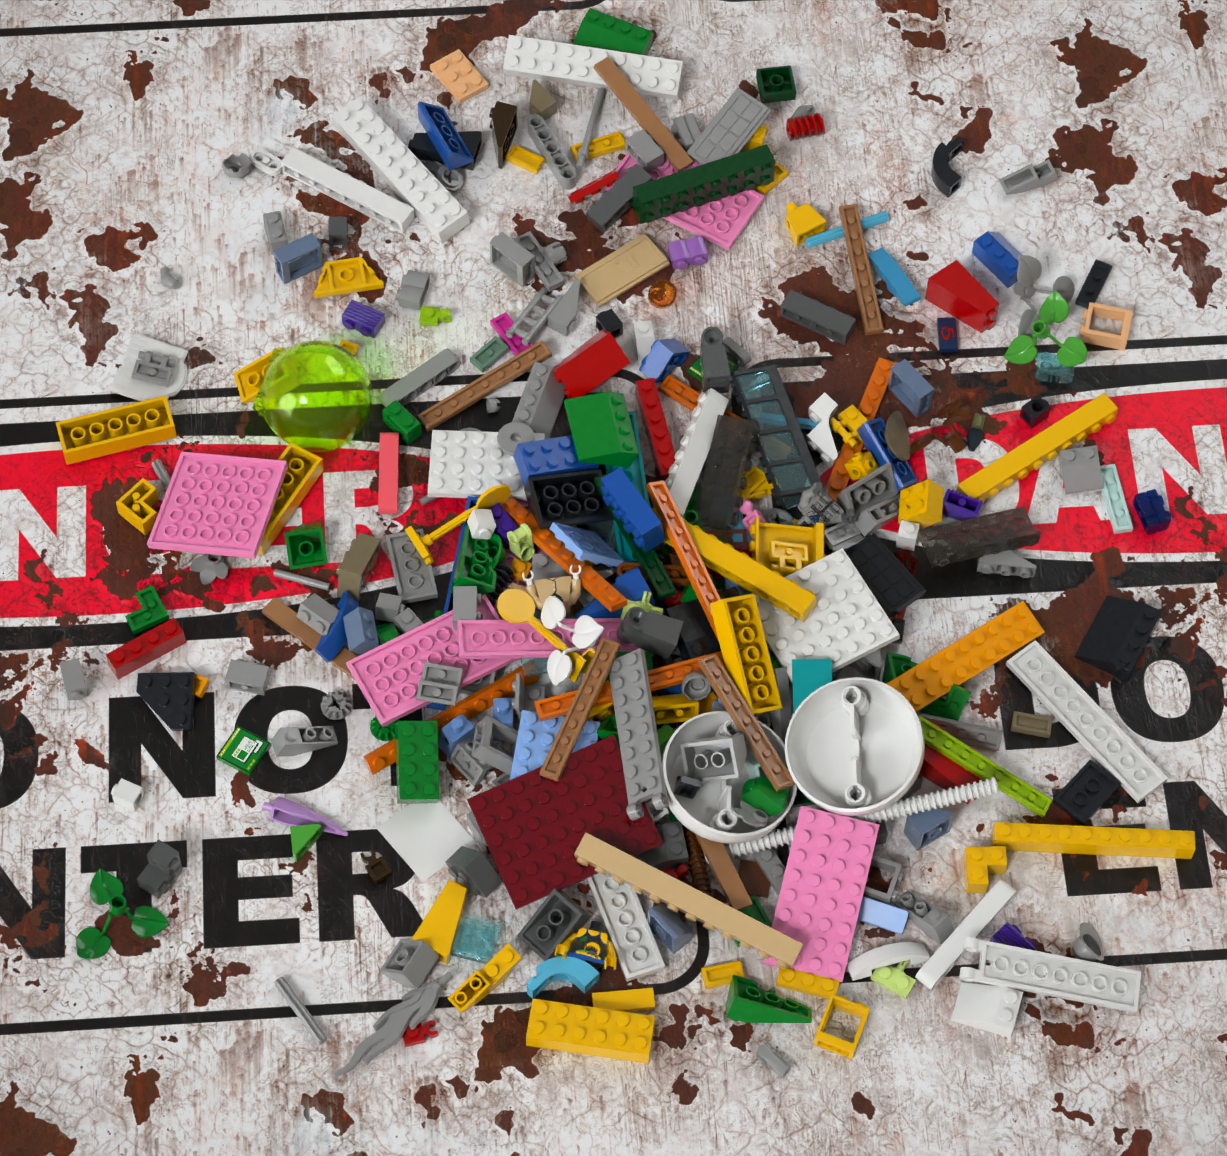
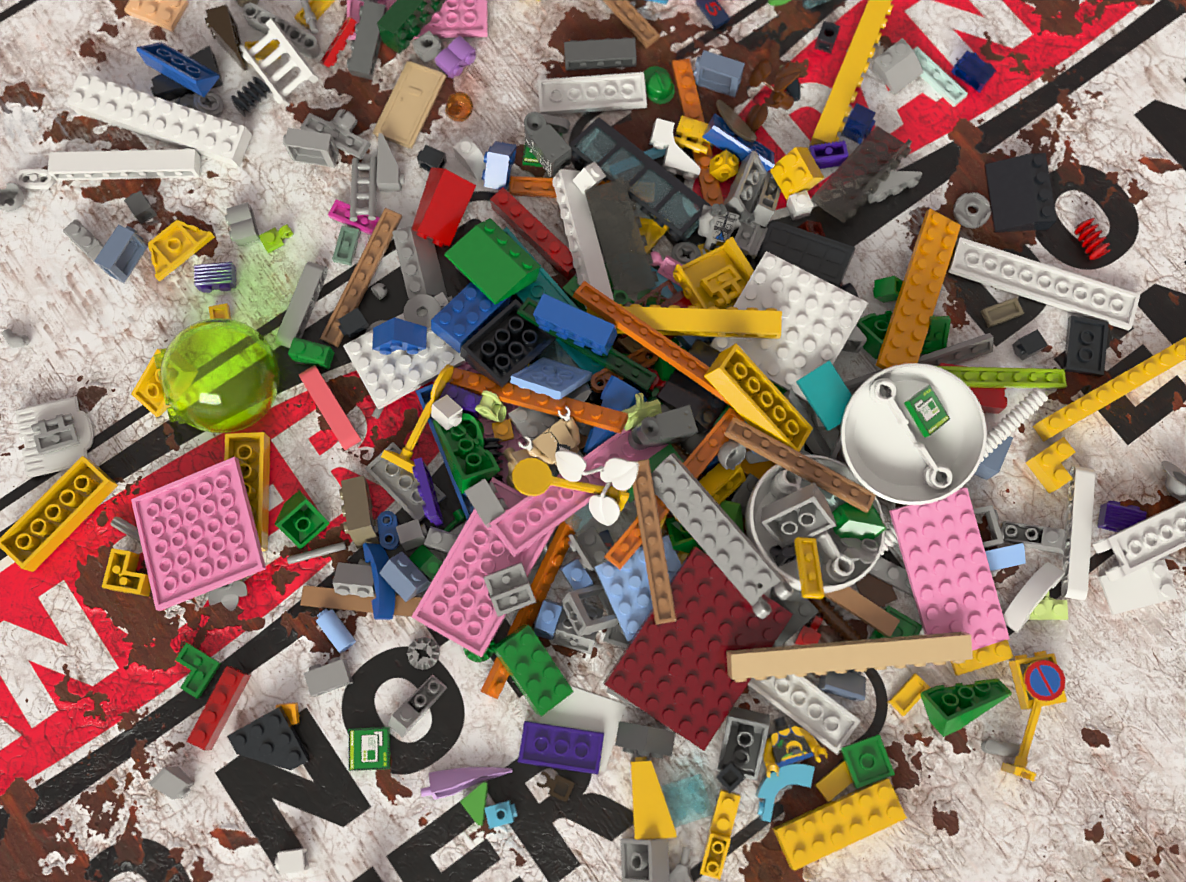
camera: 30 degrees left, 15 degrees up
(277, 645) = (335, 630): none -> light blue brick
(316, 859) = (500, 814): none -> medium azure brick
(372, 594) = (388, 529): none -> blue plate
(400, 841) = (561, 747): none -> dark purple tile
(424, 577) = (427, 492): none -> dark purple plate
(452, 417) = (353, 323): none -> black brick
(484, 443) = (398, 335): none -> blue brick
(489, 190) = (250, 95): none -> black piece
(523, 937) = (730, 776): none -> black brick
(546, 181) = (295, 59): none -> white fence
(648, 996) = (867, 761): none -> green plate
(664, 227) = (427, 53): none -> light grey brick
(694, 799) = (809, 568): none -> yellow tile
(731, 406) = (589, 177): none -> white brick
(788, 346) = (592, 93): none -> white plate
(841, 1021) = (1044, 683): none -> piece
(853, 371) = (658, 85): none -> green piece
(879, 735) = (927, 411): none -> tile
(935, 642) = (887, 289): none -> green brick
(1007, 494) = (859, 123): none -> clear blue brick
(1032, 760) = (1029, 345): none -> black brick
(1063, 636) = (968, 219): none -> light grey tile
(1157, 708) = (1091, 239): none -> red piece

